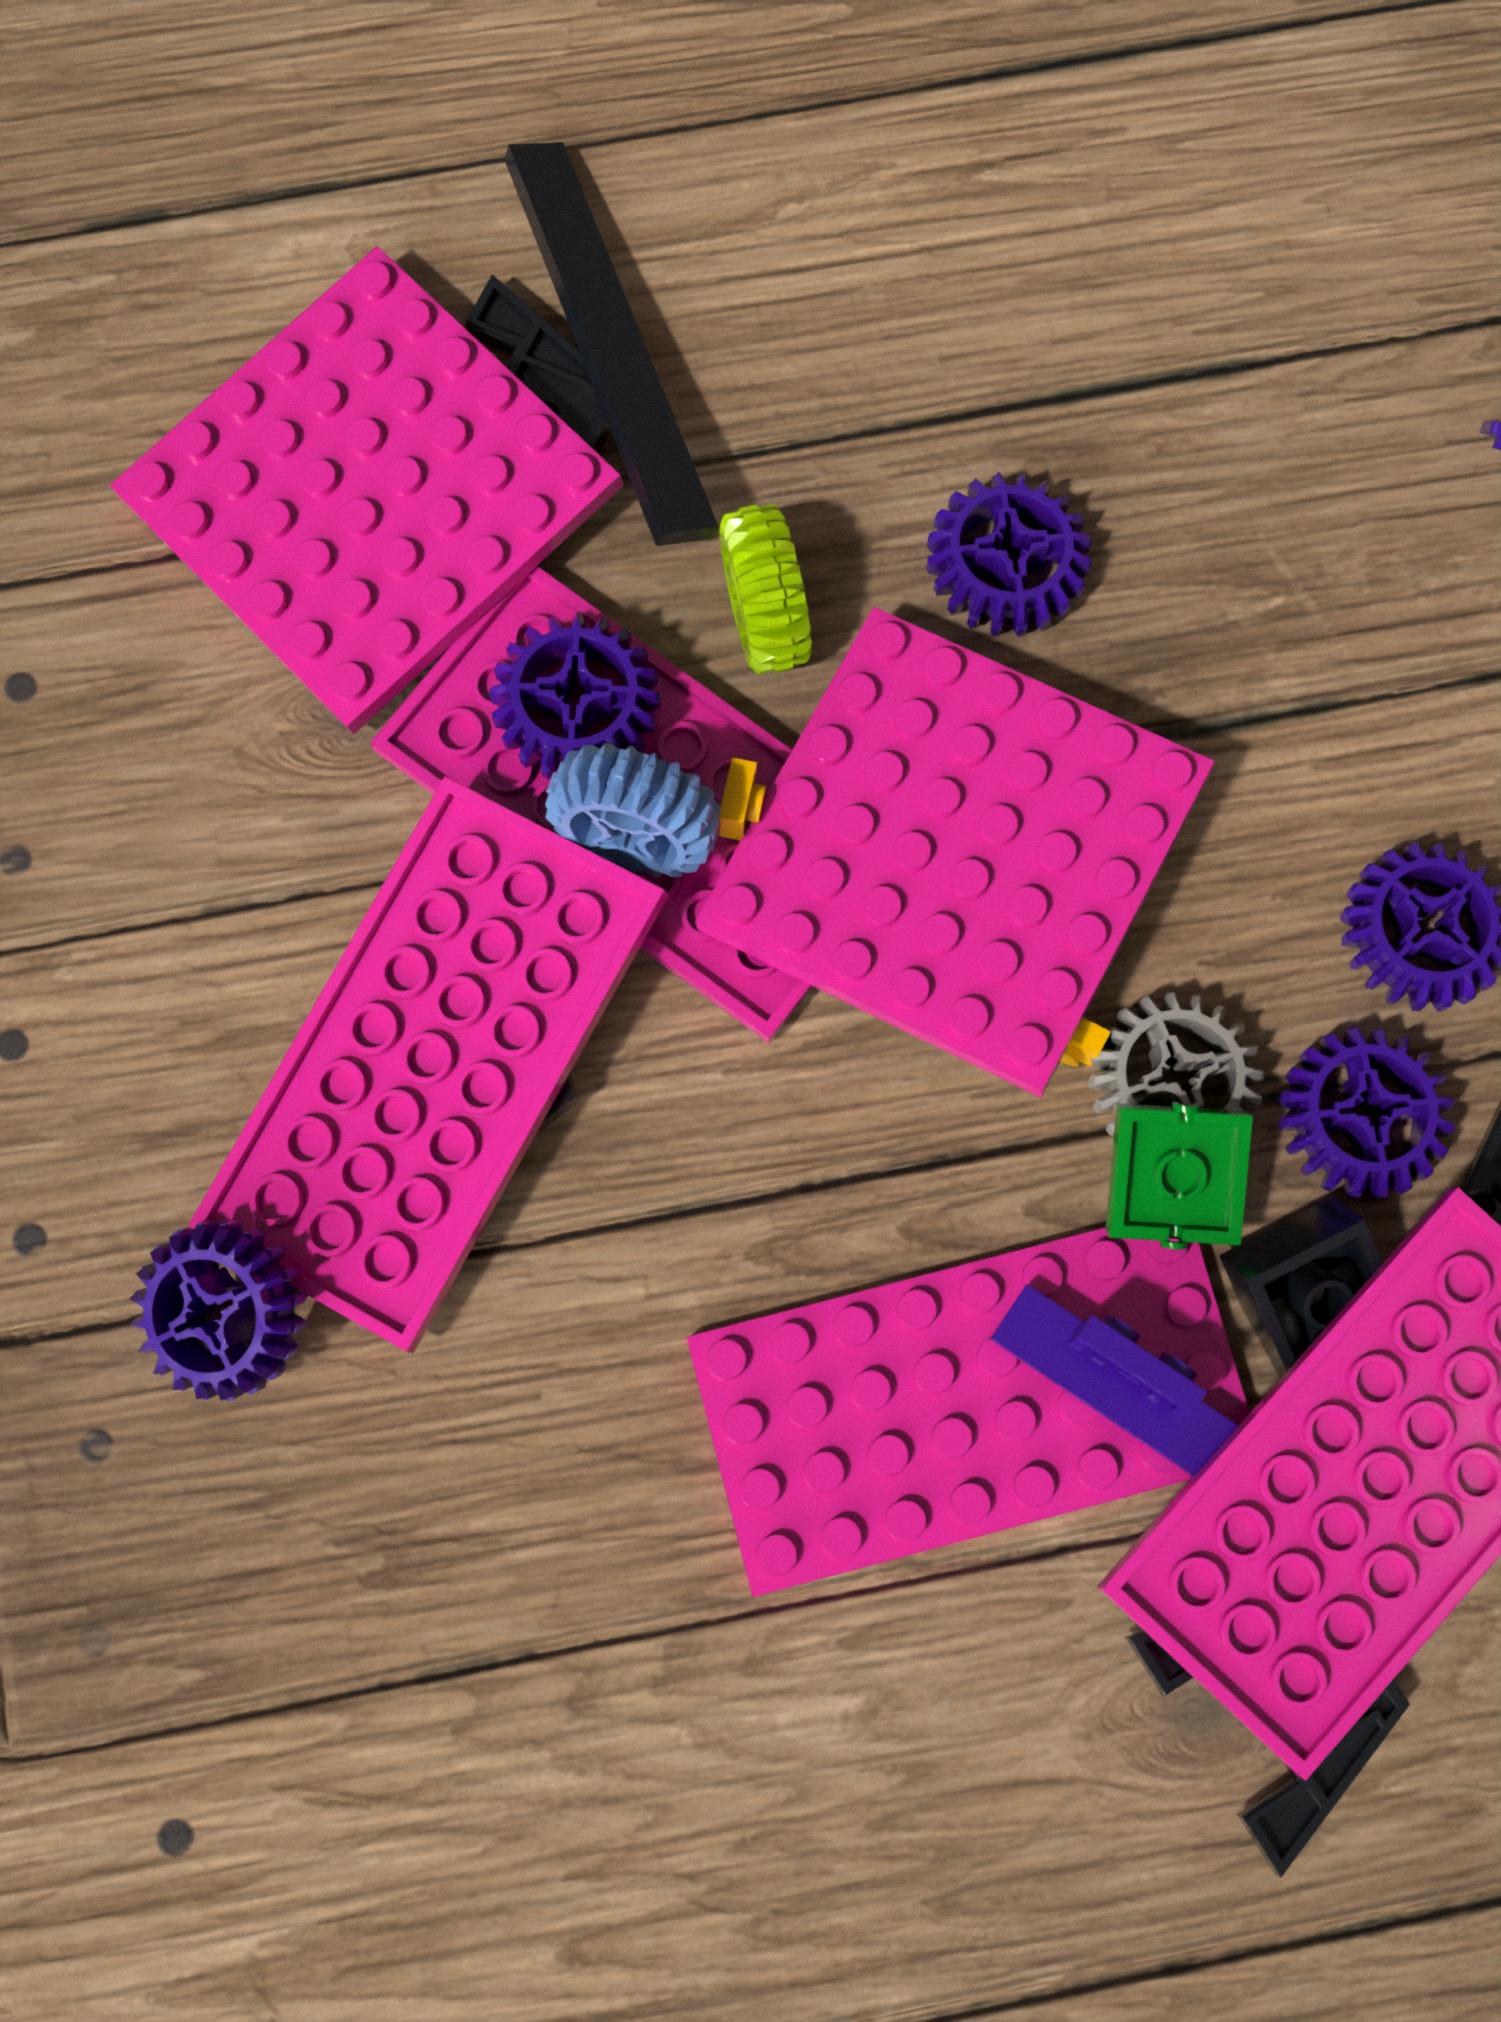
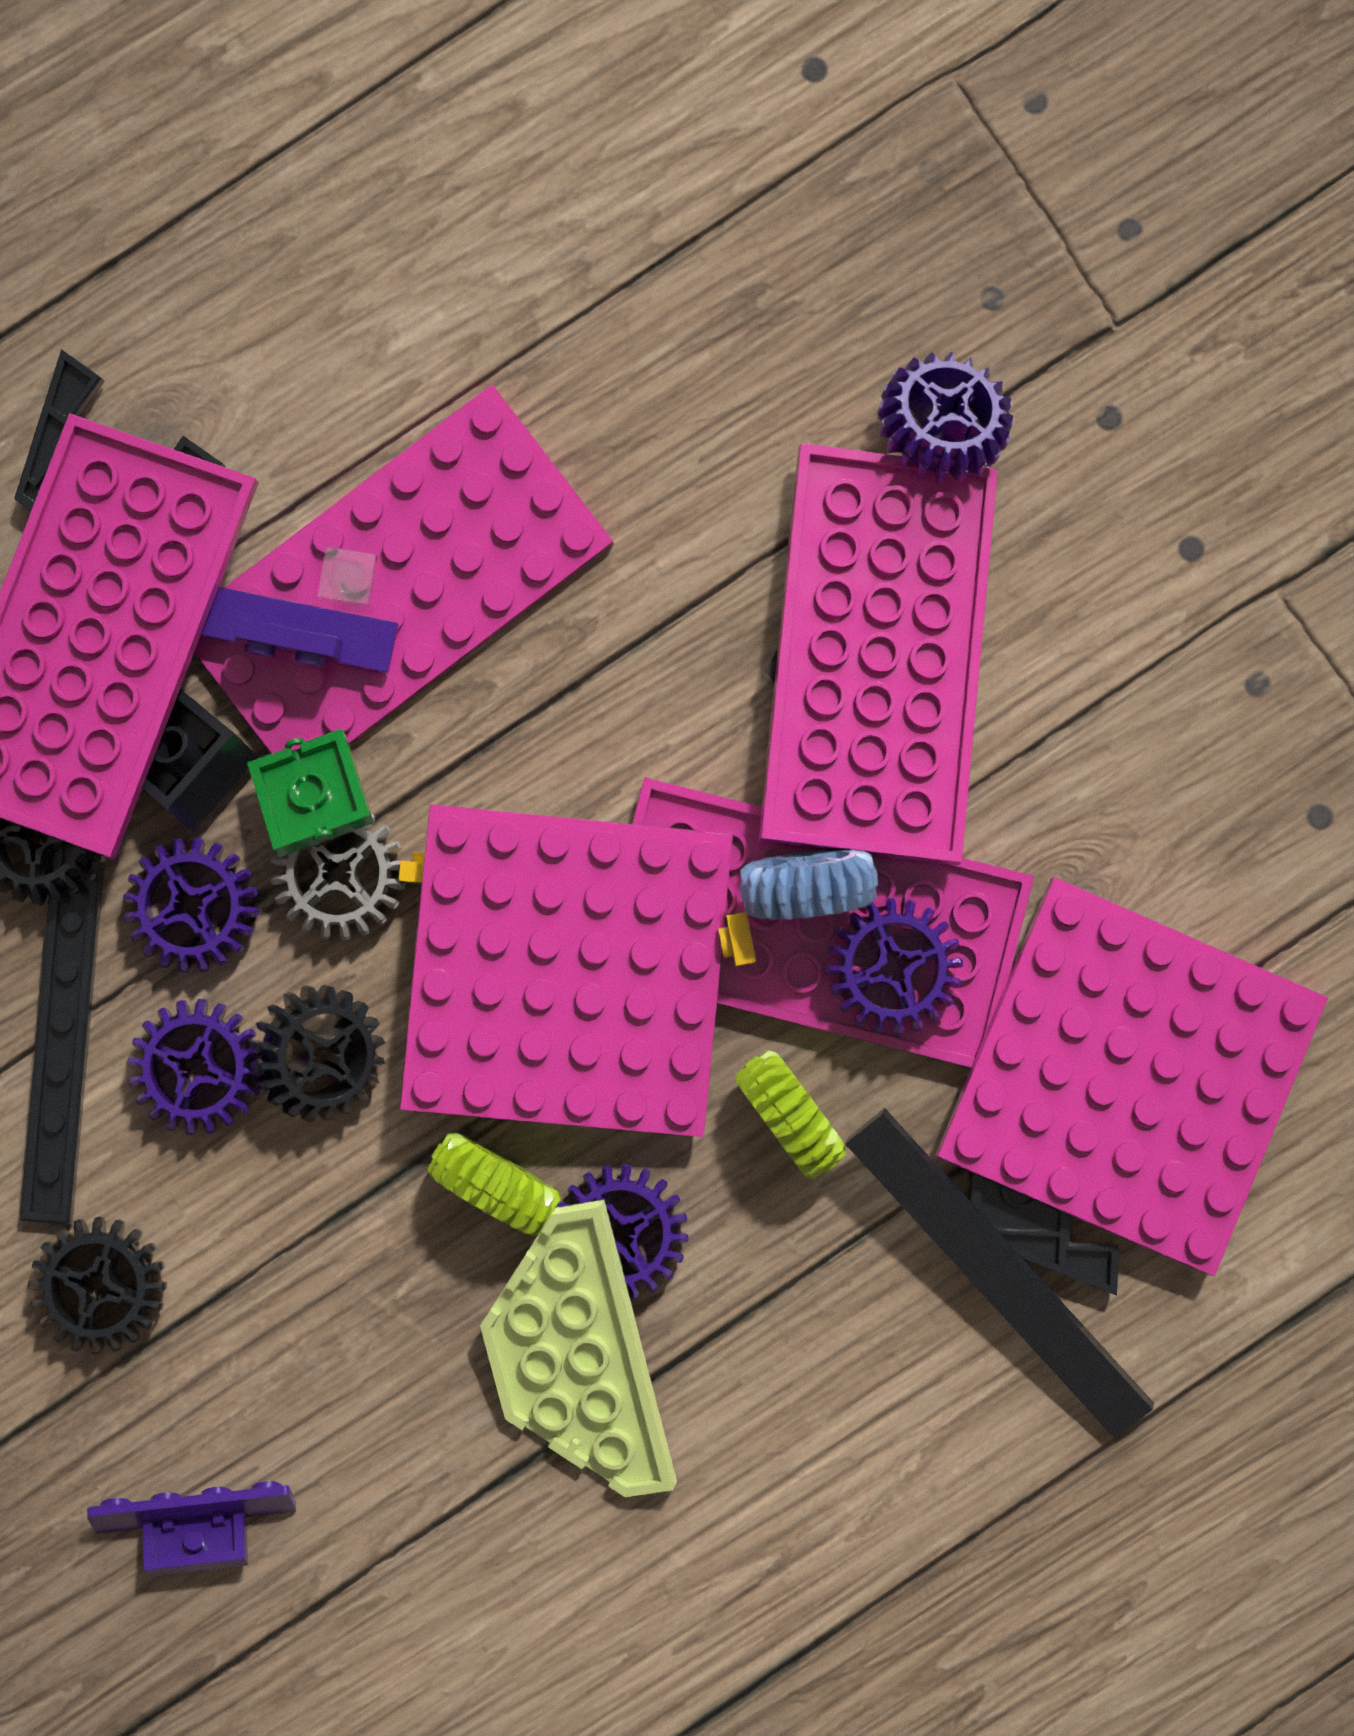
camera: 160 degrees right, 10 degrees up
(1030, 1421) = (347, 576): none -> clear plate
(1116, 440) = (574, 1356): none -> yellowish green plate
(1134, 649) = (493, 1183): none -> lime gear
(1257, 905) = (347, 1027): none -> black gear

